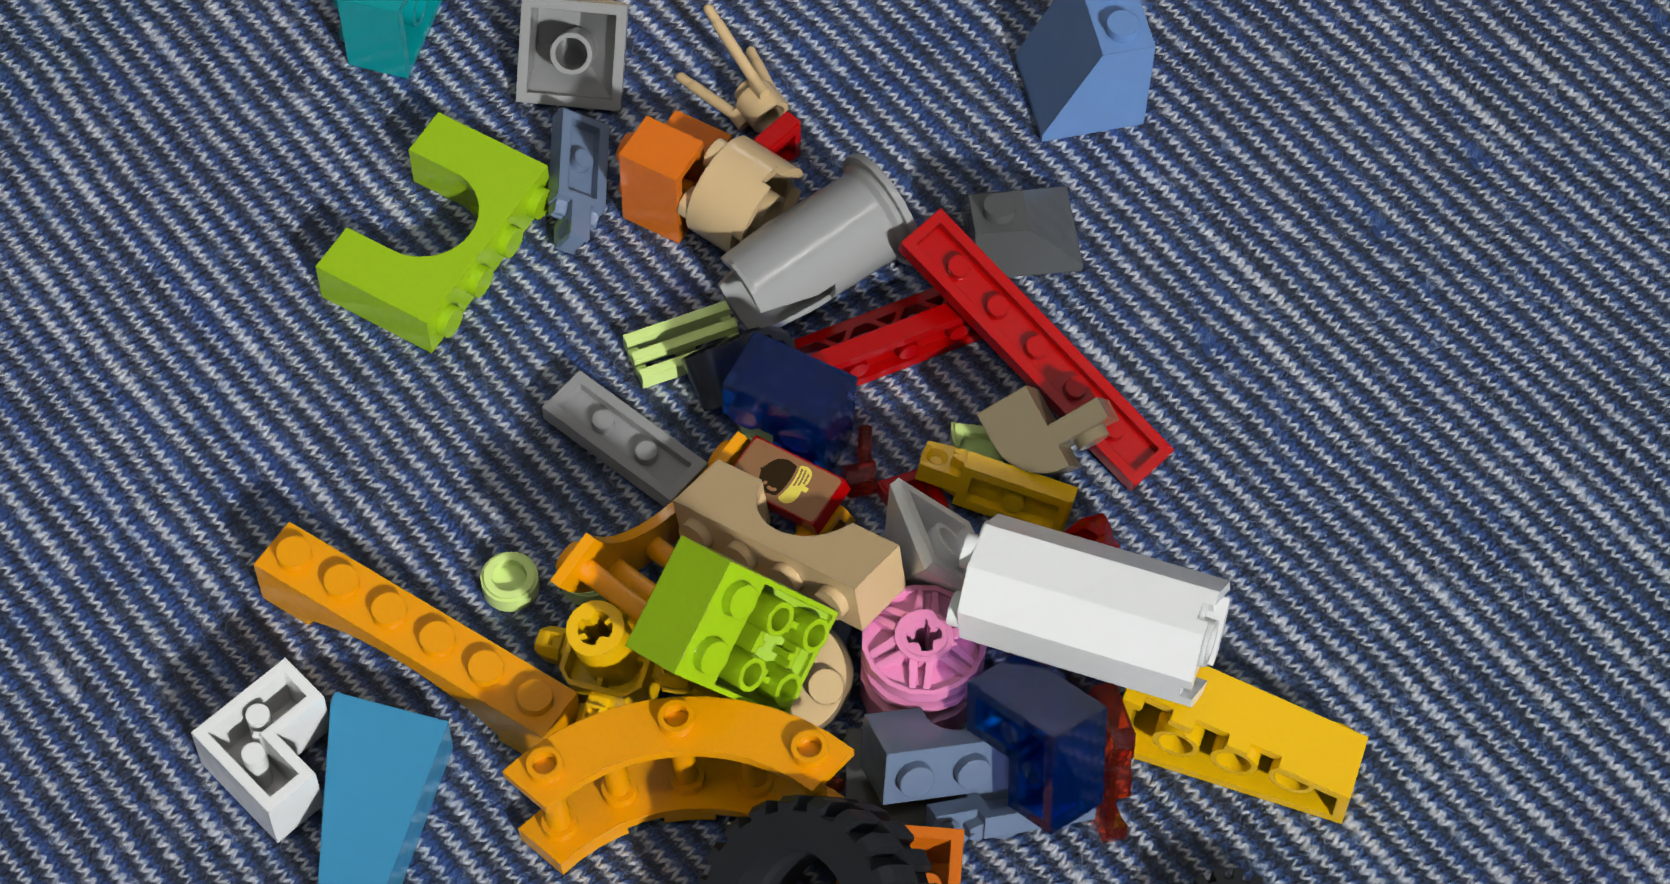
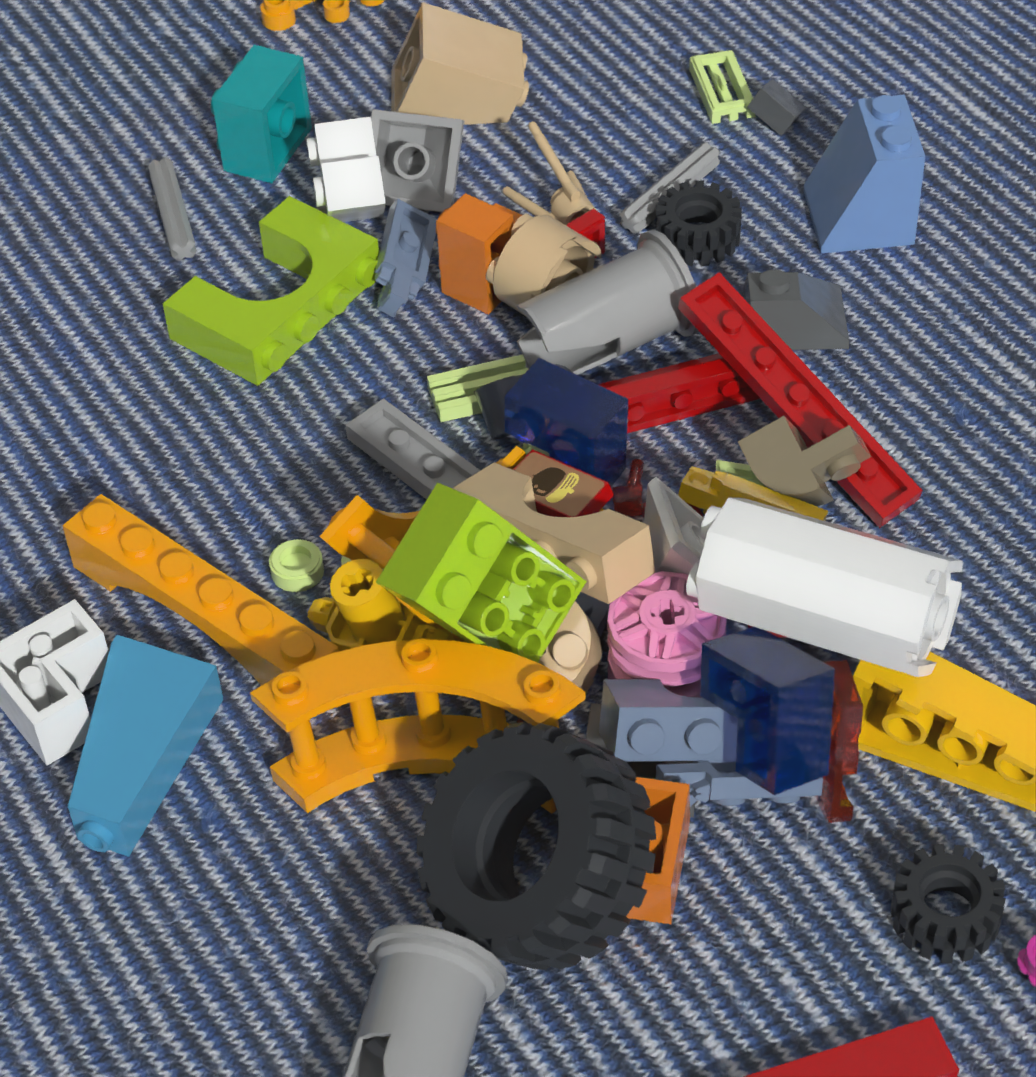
camera: 10 degrees right, 10 degrees down
(298, 124) = (172, 209): none -> light grey axle
(503, 77) = (349, 170): none -> white brick
(866, 66) = (690, 169): none -> light grey axle
(903, 90) = (700, 205): none -> black tyre

